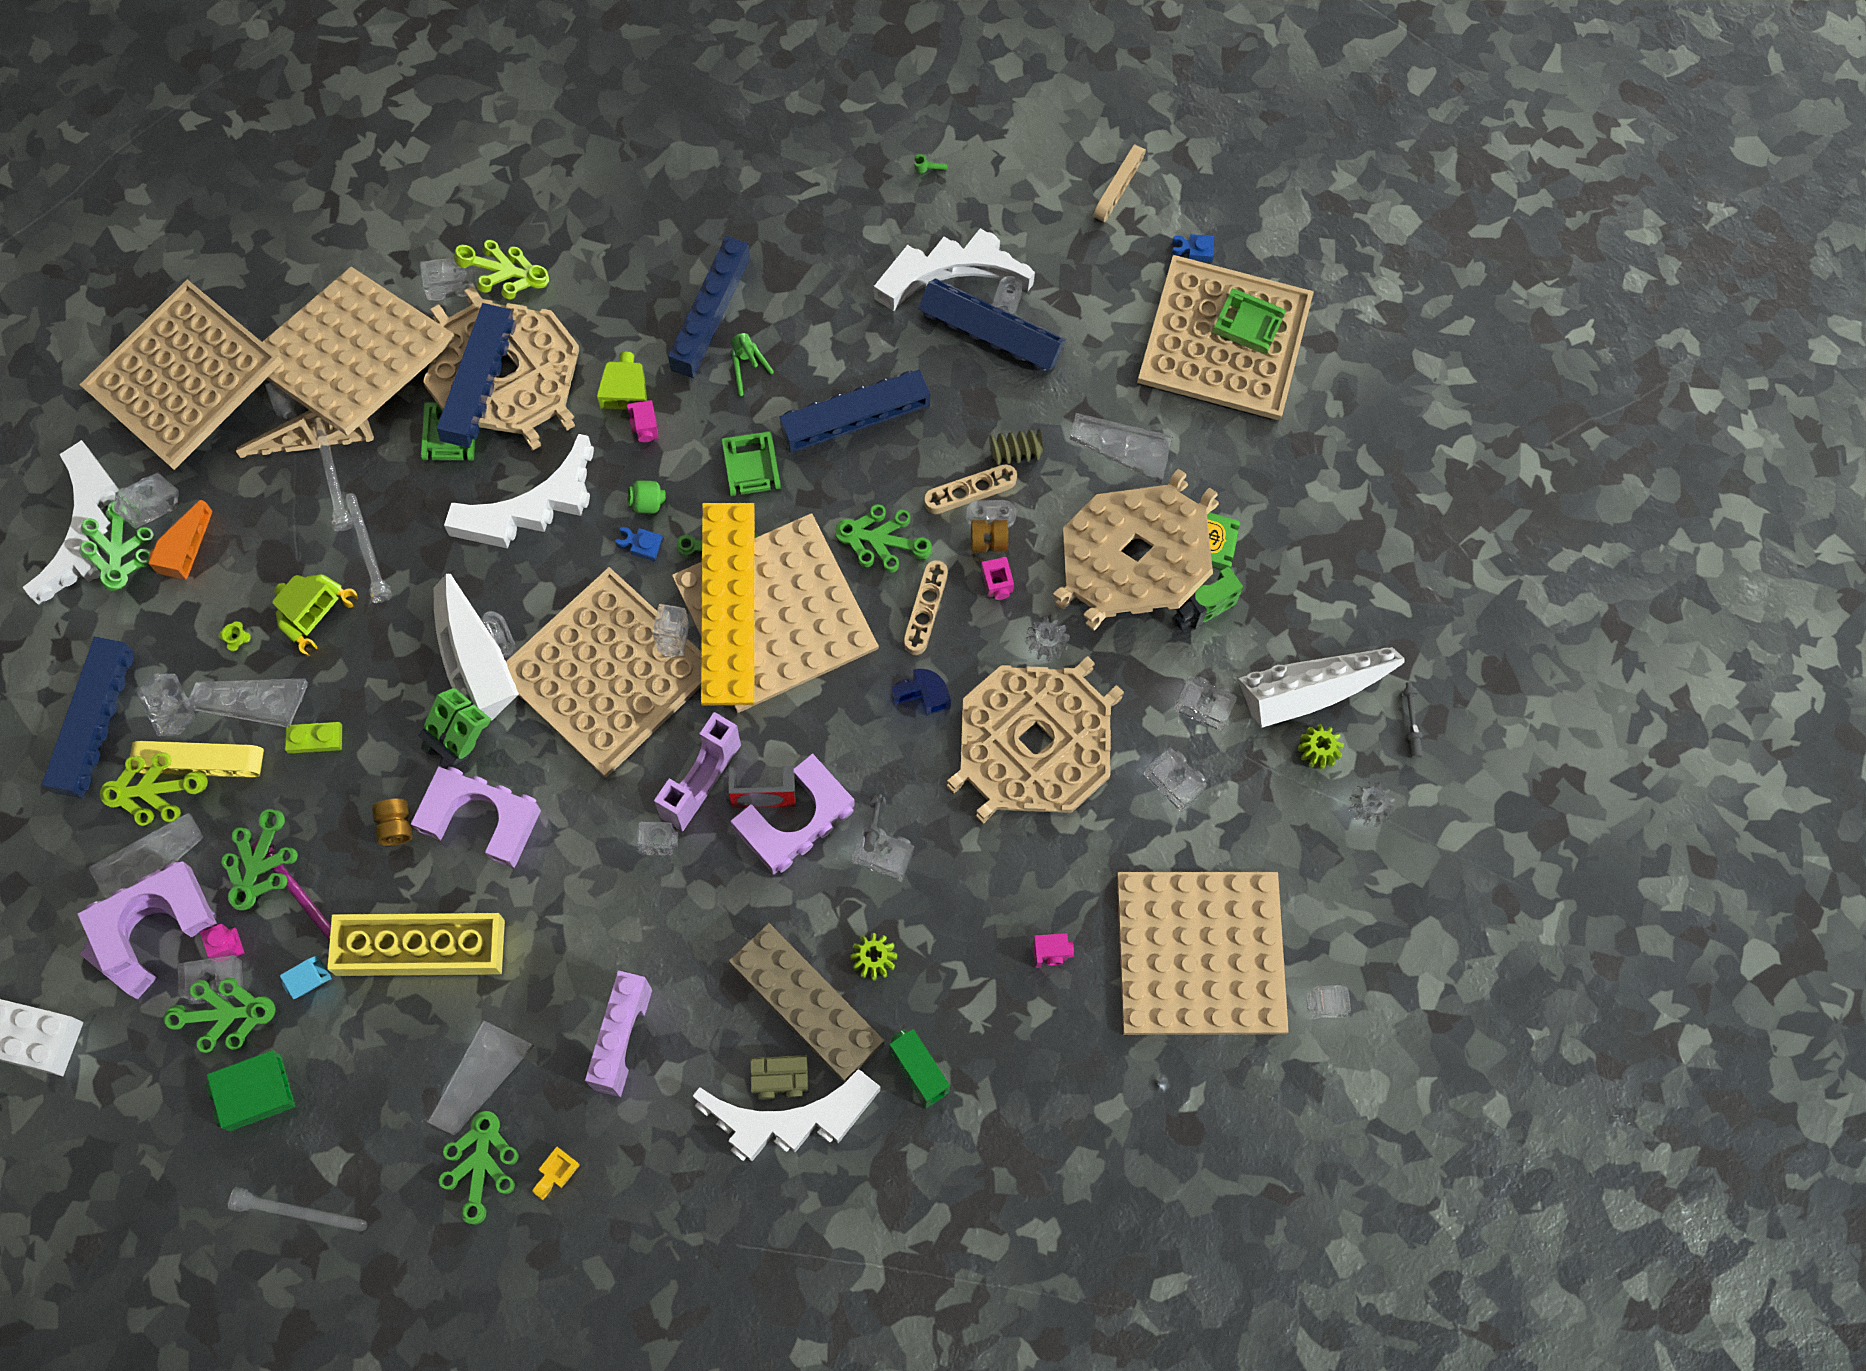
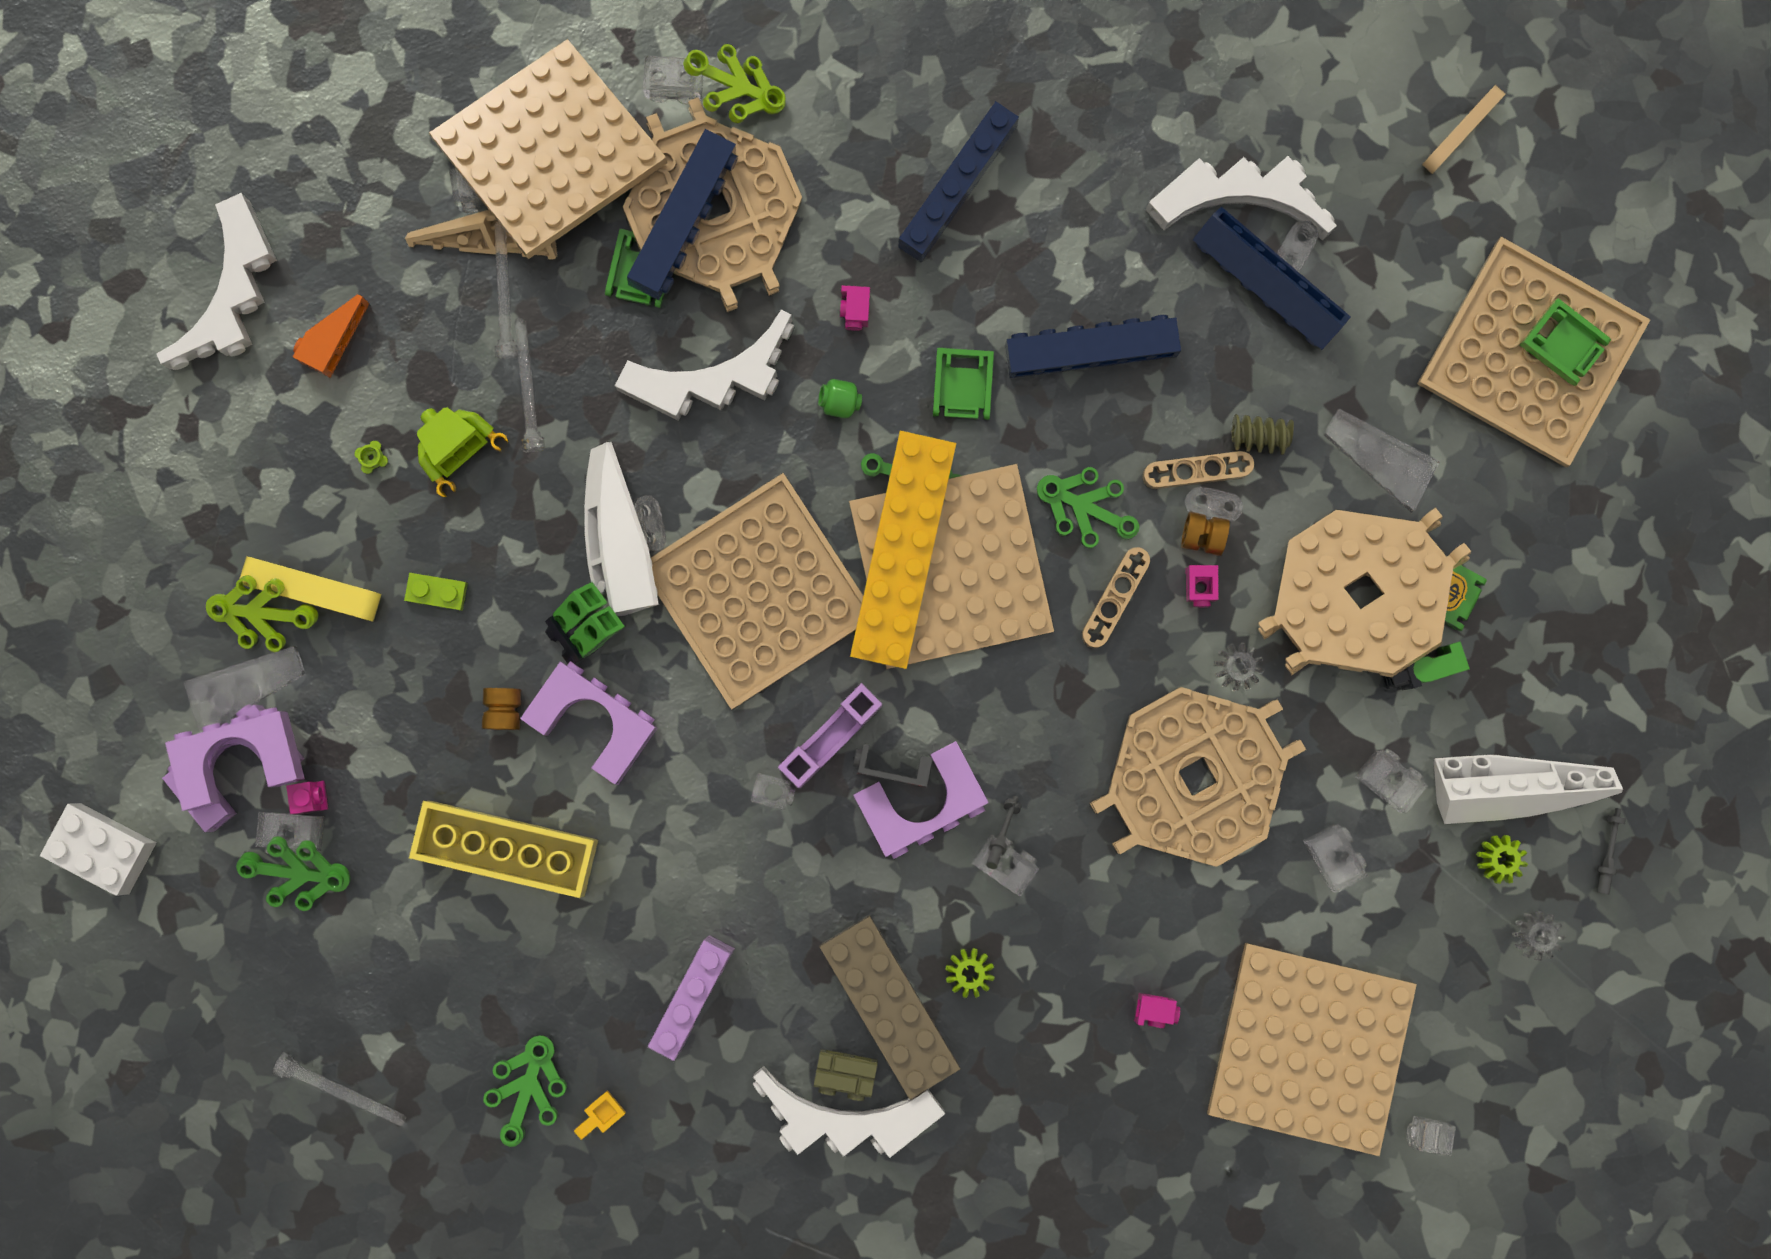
camera: 15 degrees right, 15 degrees up
(88, 718) = (205, 516): dark blue brick -> none
(114, 549) = (258, 328): bright green plant -> none
(146, 500) = (300, 280): clear brick -> none
(166, 704) = (288, 522): clear brick -> none
(181, 373) = (360, 136): tan plate -> none
(250, 1091) = (311, 959): green brick -> none
(251, 700) = (382, 536): clear wing -> none
(256, 863) = (353, 720): bright green plant -> none
(300, 895) = (365, 707): magenta piece -> none
(305, 977) = (385, 855): medium azure brick -> none
(483, 1068) = (548, 991): clear wing -> none
(622, 383) = (842, 256): lime torso -> none
(644, 544) = (826, 452): blue plate -> none
(671, 630) = (834, 571): clear brick -> none
(745, 349) = (985, 242): bright green plant -> none
(918, 1067) = (988, 1105): green brick -> none
(923, 165) = (1247, 54): bright green hand -> none
(926, 686) = (1097, 693): clear blue brick -> none
(1197, 247) = (1532, 231): blue plate -> none

